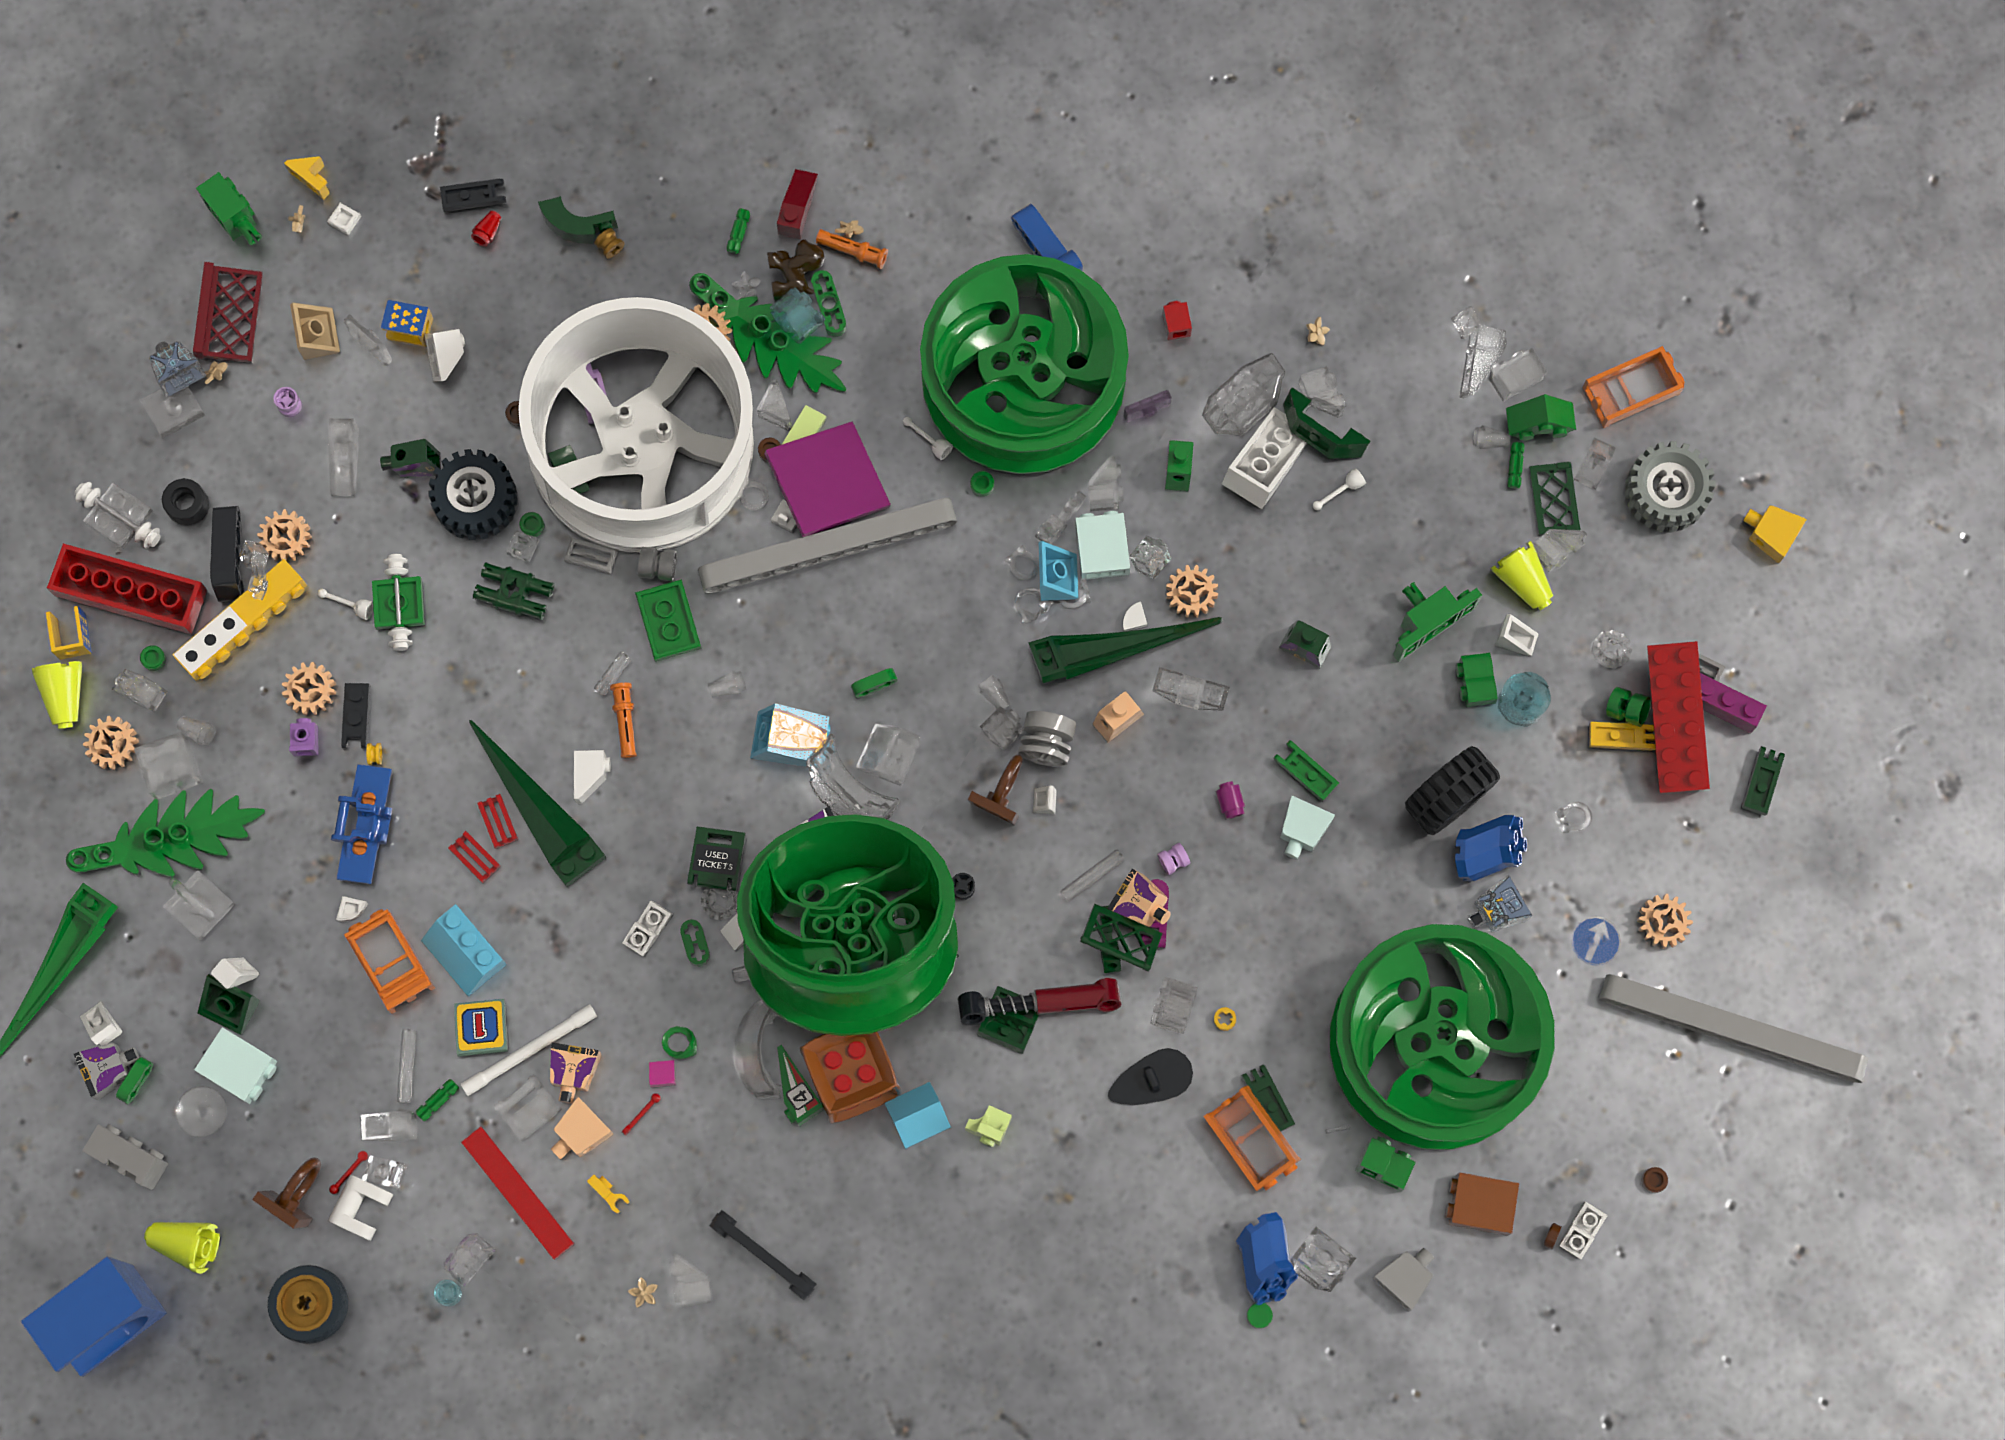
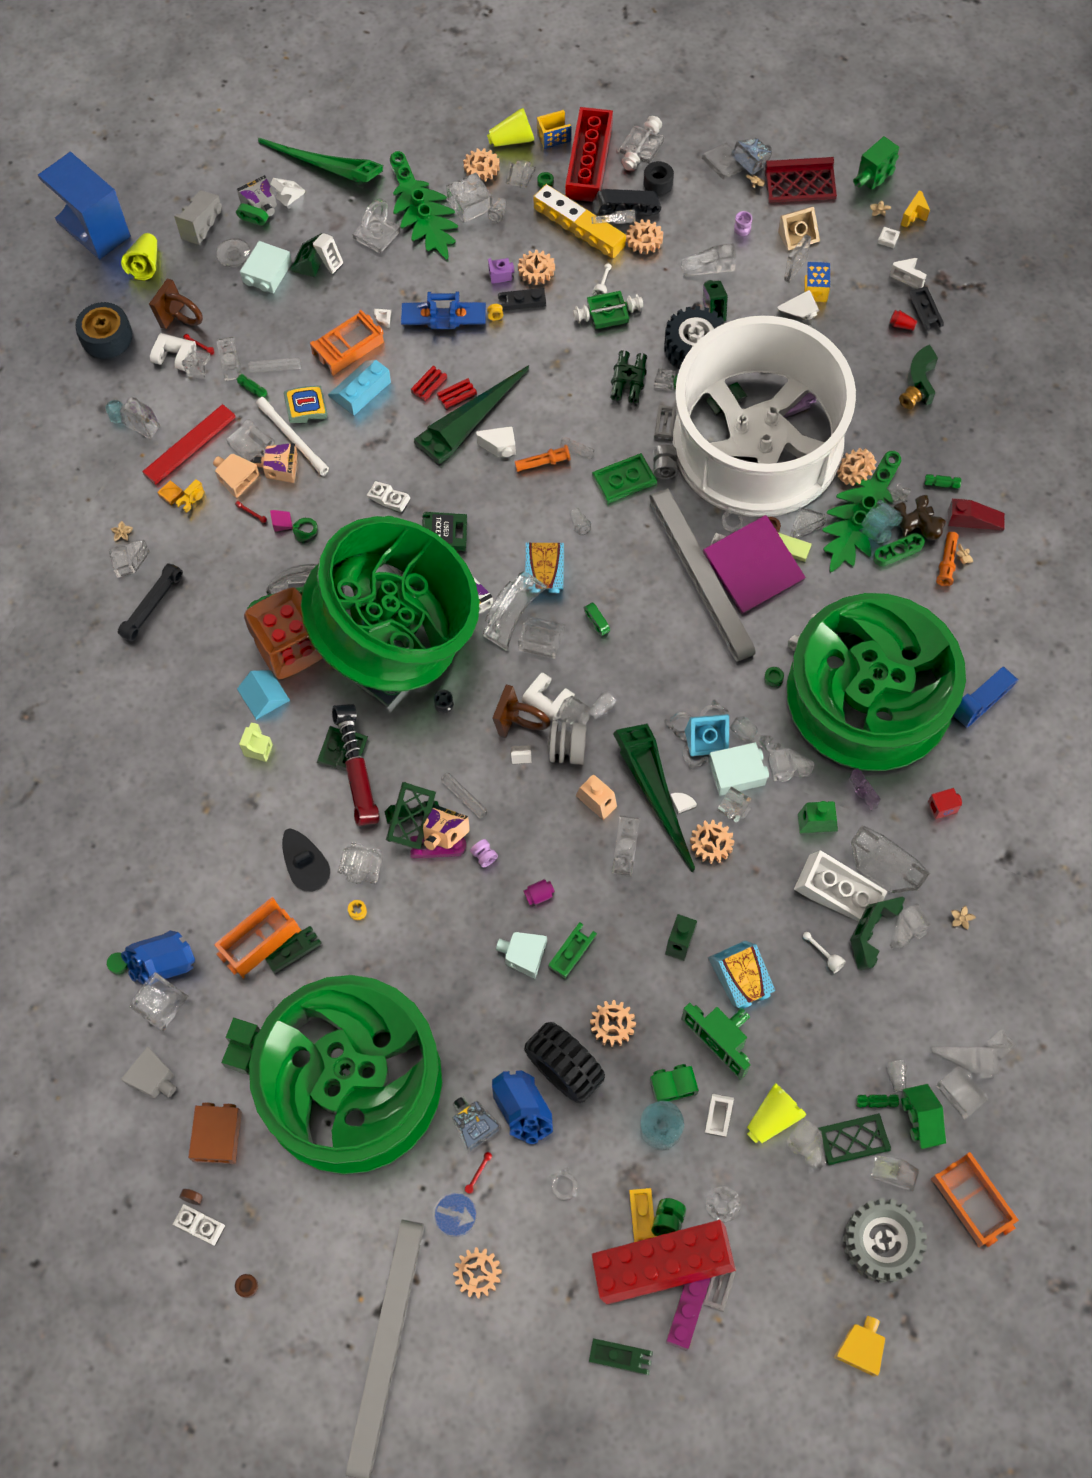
camera: 85 degrees right, 10 degrees down
(411, 209) = (906, 273): none -> white slope
(593, 1222) = (170, 492): none -> light orange tile
(984, 765) = (534, 697): none -> white connector
(1357, 584) = (742, 974): none -> slope
(1405, 744) = (607, 1016): none -> light nougat gear
(1569, 922) = (469, 1188): none -> red hinge

